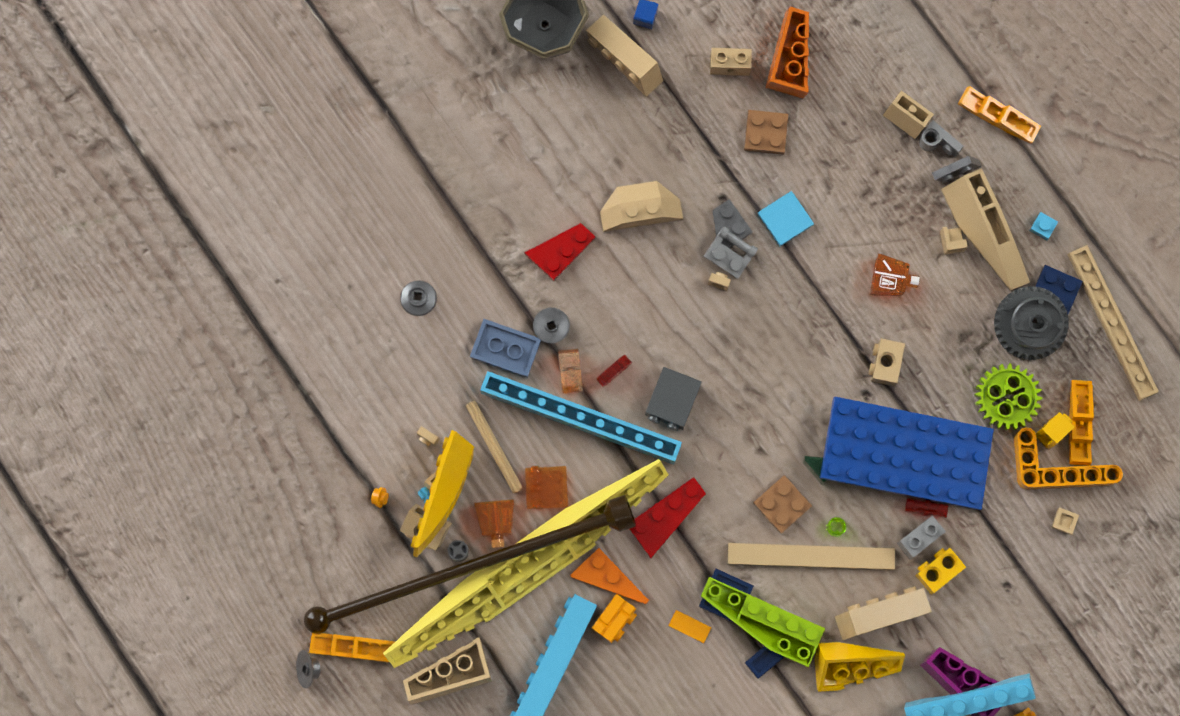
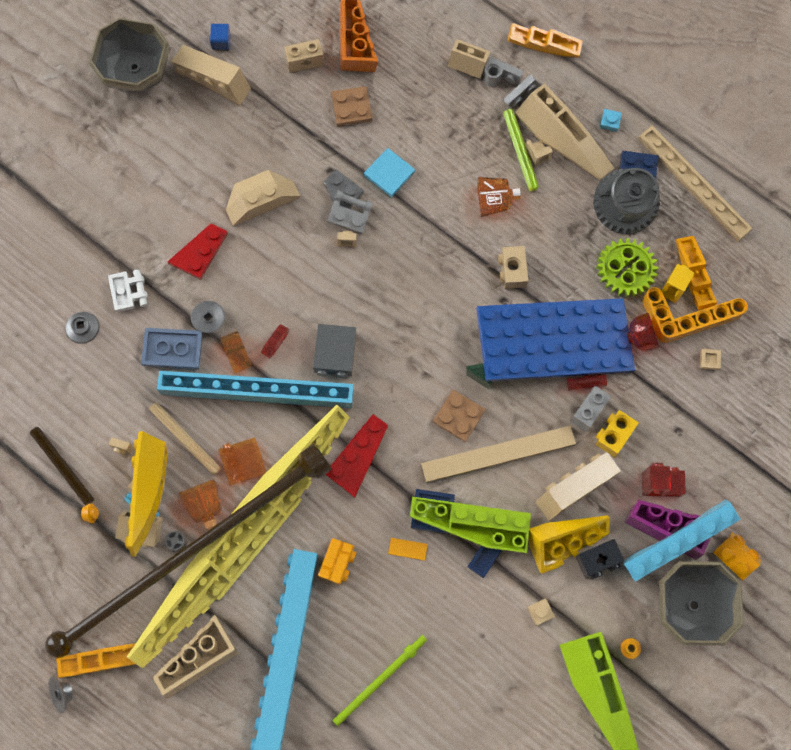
camera: 20 degrees left, 5 degrees down
(363, 439) = (61, 466): none -> dark brown axle
(469, 272) = (121, 290): none -> white plate
(603, 573) = (315, 523): orange wing -> none
(836, 520) = (510, 416): clear neon green bush -> none
(870, 691) = (608, 551): none -> black brick
(935, 233) = (521, 150): none -> lime axle
(973, 635) = (663, 481): none -> clear red brick
(1002, 473) = (642, 333): none -> clear red cylinder

